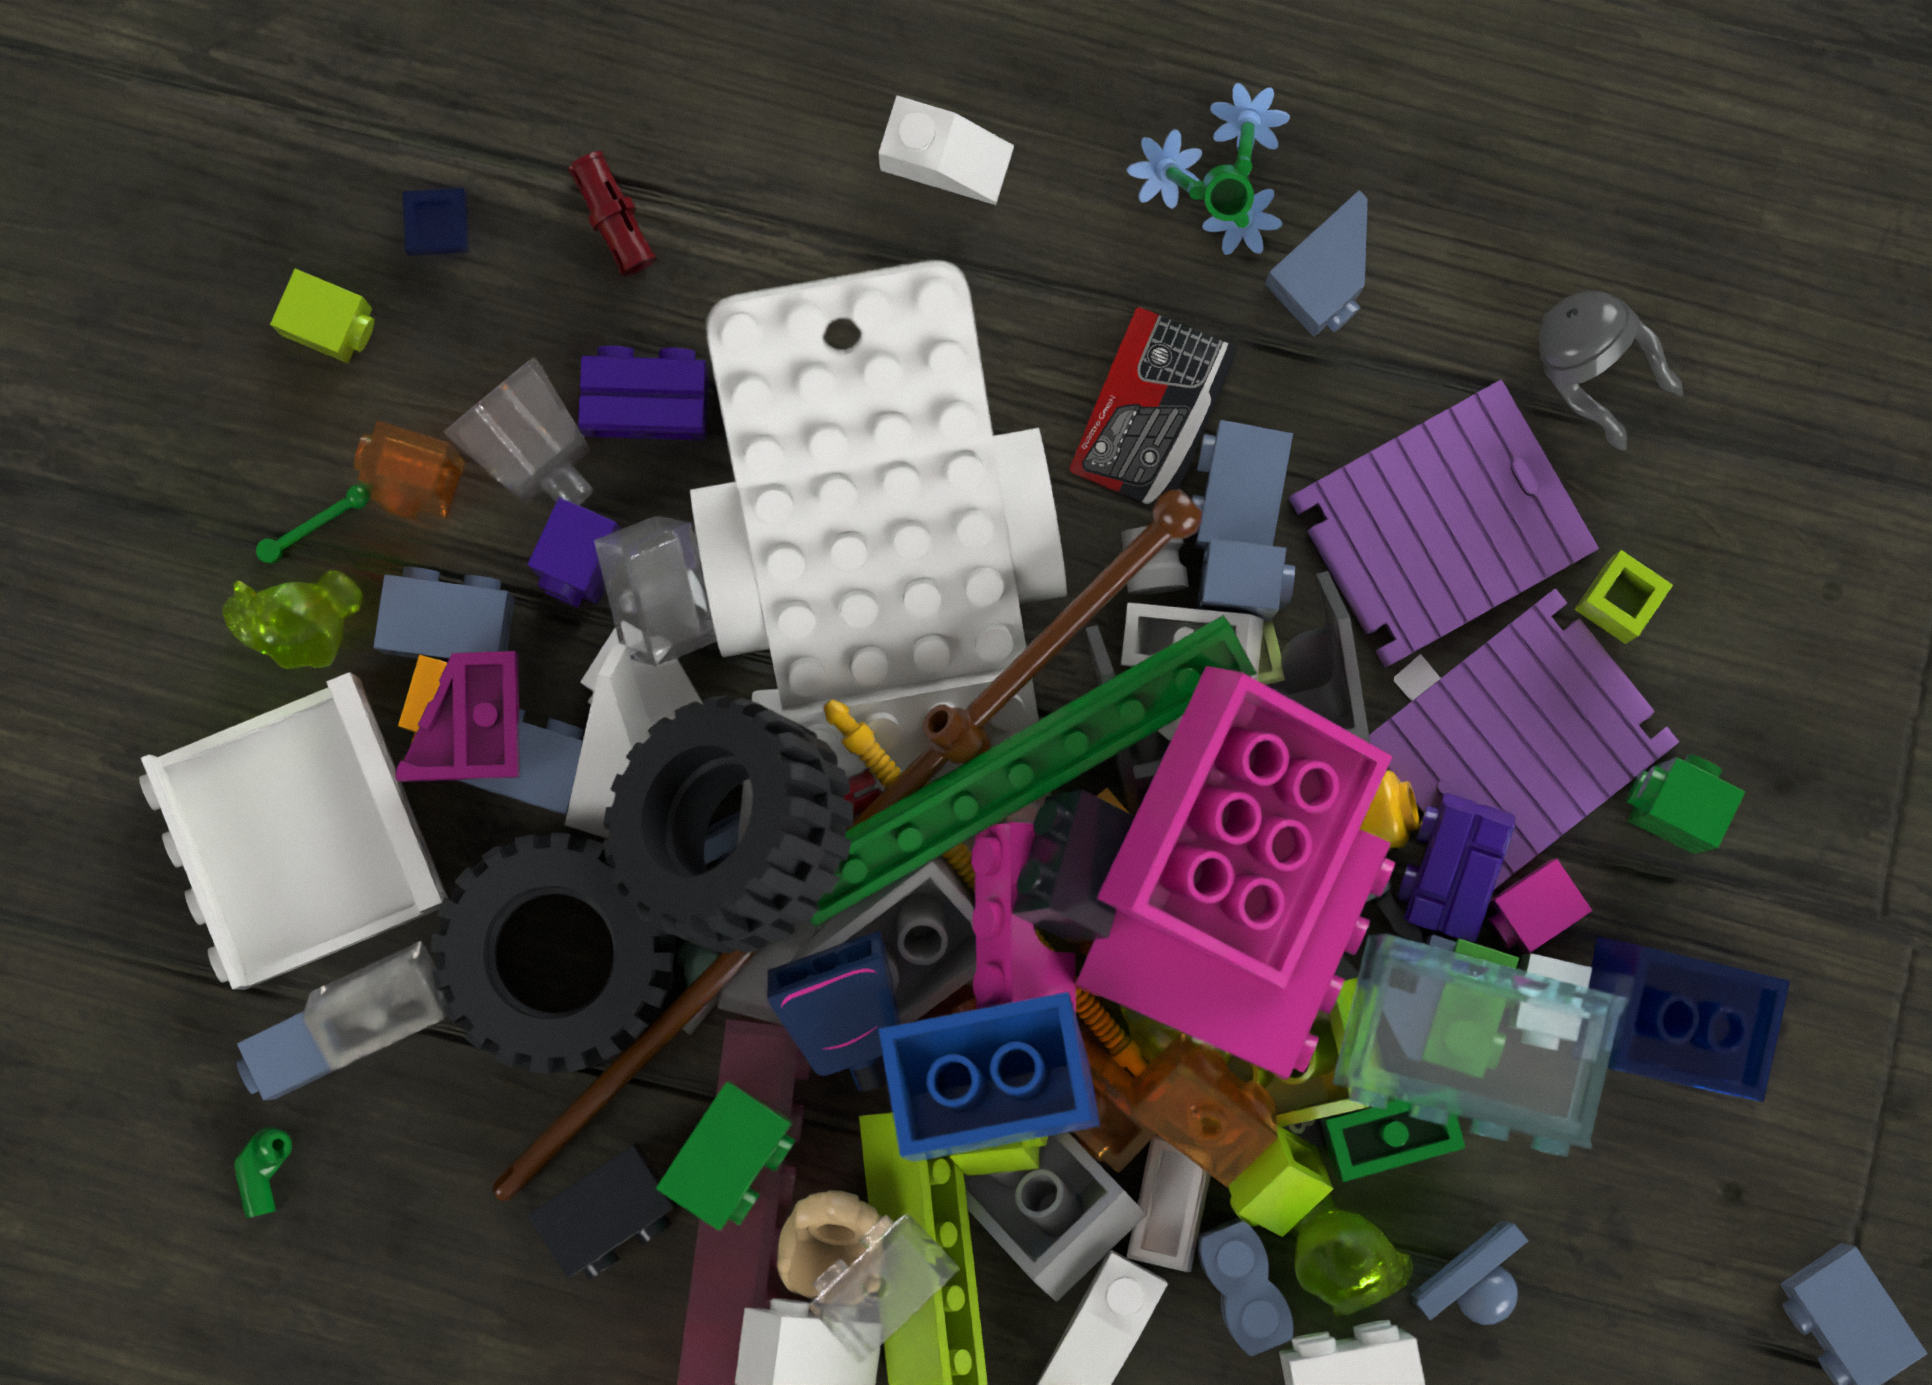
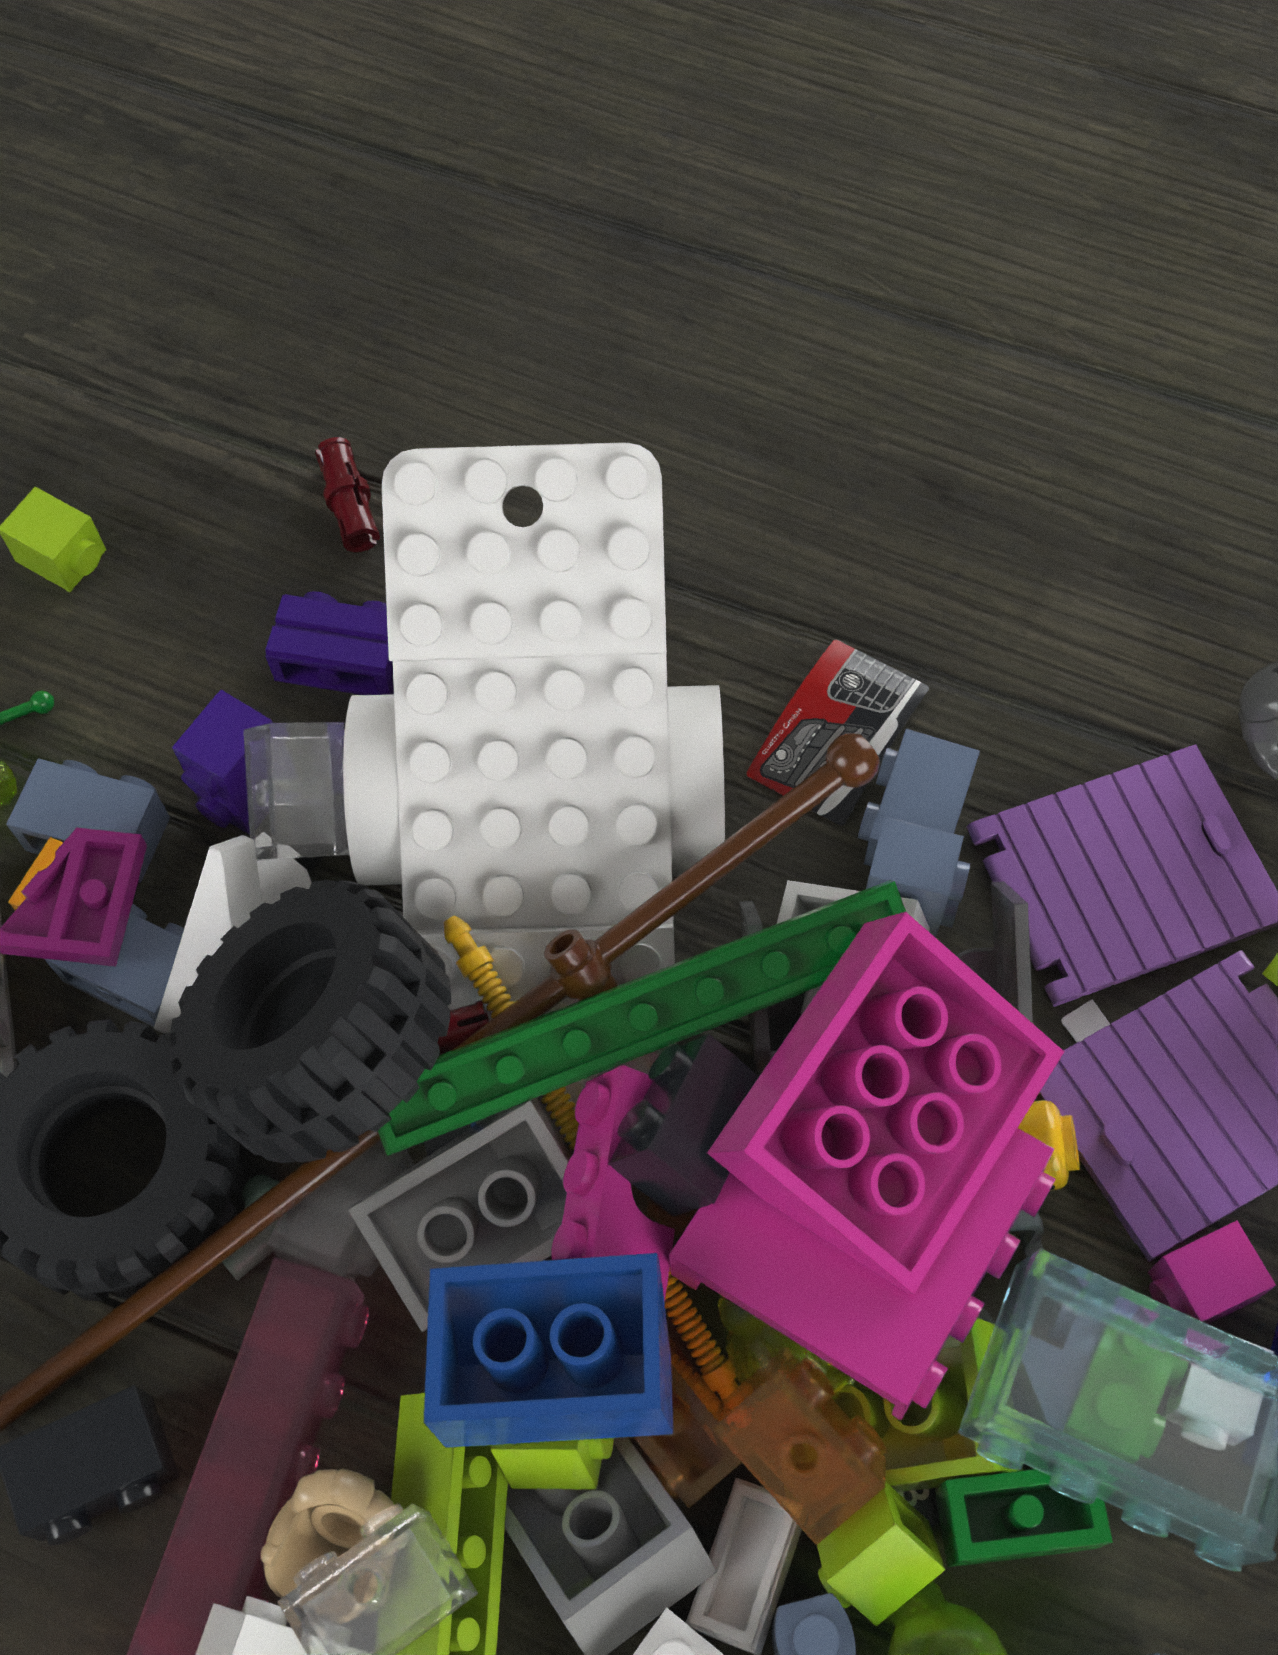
camera: 10 degrees right, 20 degrees down
(408, 471) = (91, 668): clear orange brick -> none
(436, 221) = (184, 484): clear blue tile -> none
(525, 438) = (207, 653): clear torso -> none
(726, 1156) = (231, 1410): green brick -> none
(837, 1005) = (385, 1253): dark blue torso -> none
(944, 151) = (692, 486): white slope -> none
(1161, 573) = (822, 852): light grey wheel -> none
(1225, 187) = (936, 518): light blue plant -> none
(1325, 270) = (1023, 620): sand blue slope -> none
(1457, 867) = (1122, 1212): dark purple brick -> none

